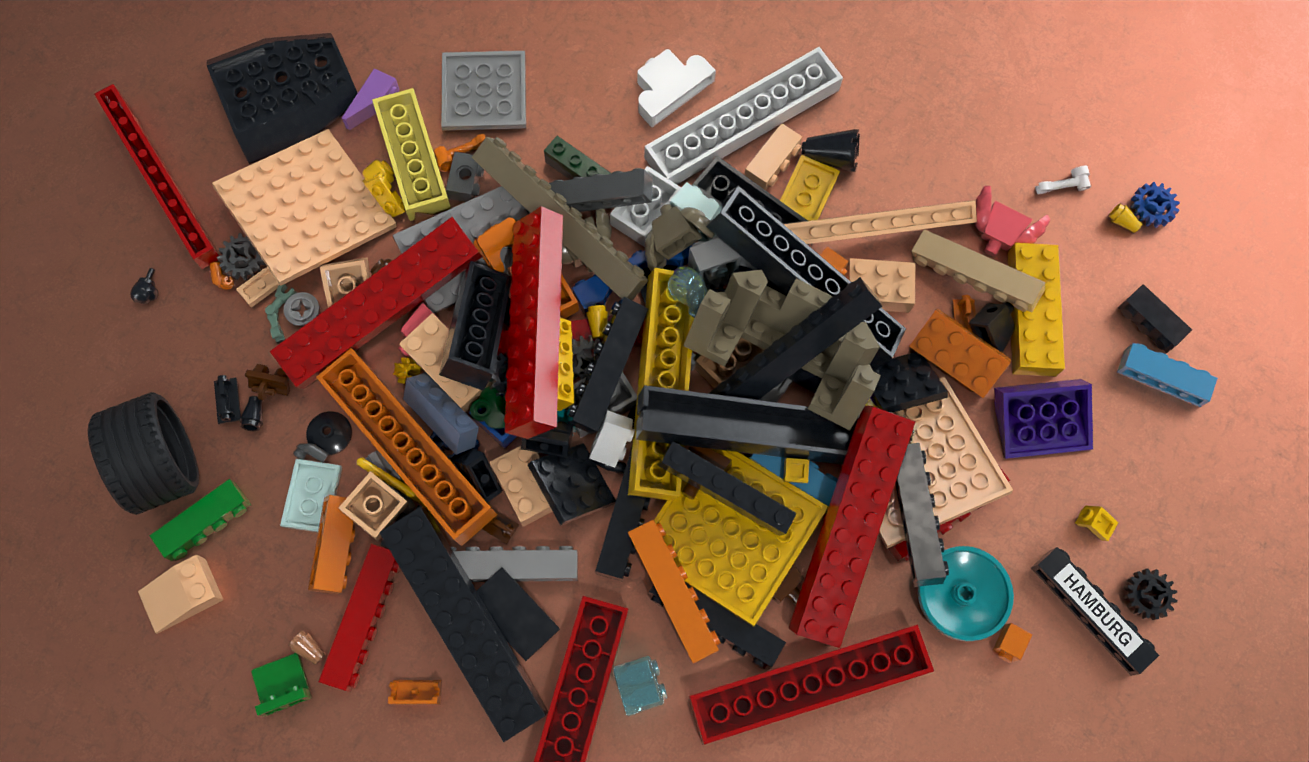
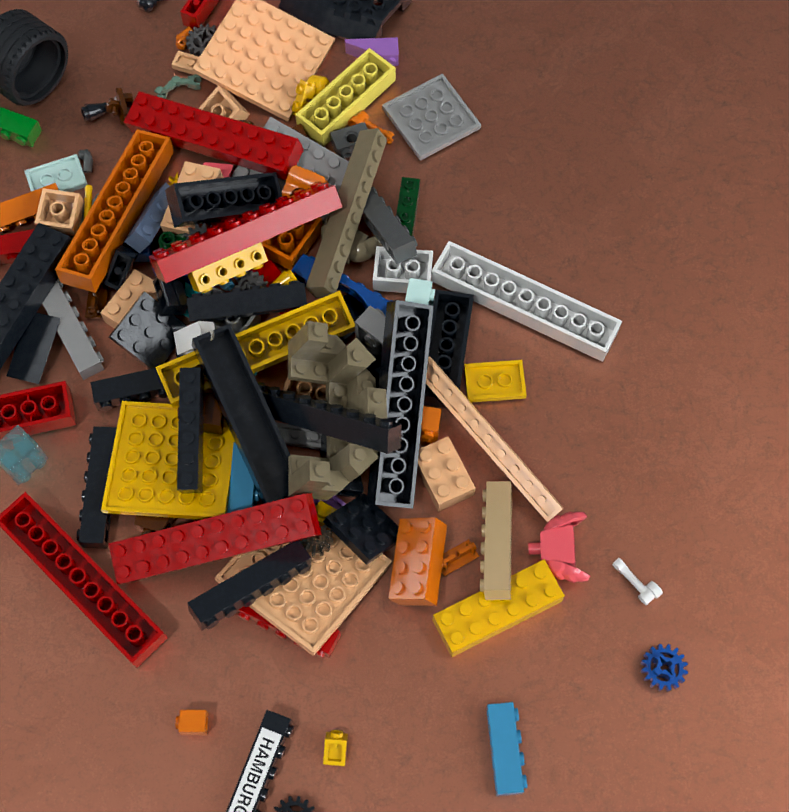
camera: 65 degrees right, 5 degrees down
(227, 399) = (96, 91): black hinge -> none
(295, 302) = (191, 92): light grey gear -> none
(337, 439) = (101, 169): black dish -> none
(670, 84) = (520, 236): white brick -> none
(673, 233) = (377, 291): dark tan torso -> none
(673, 591) = (98, 439): orange brick -> none
(688, 288) = (339, 319): clear light blue hair -> none
(774, 157) = (506, 340): light nougat brick -> none
(796, 470) = (239, 478): yellow plate -> none
(834, 149) = (542, 383): black cone -> none
(973, 597) = (213, 664): teal dish -> none
(994, 324) = (458, 578): black torso -> none
(1045, 418) = (404, 661): dark purple slope -> none
(1125, 218) = (634, 647): yellow cone -> none
(1155, 319) = (551, 715): black brick -> none

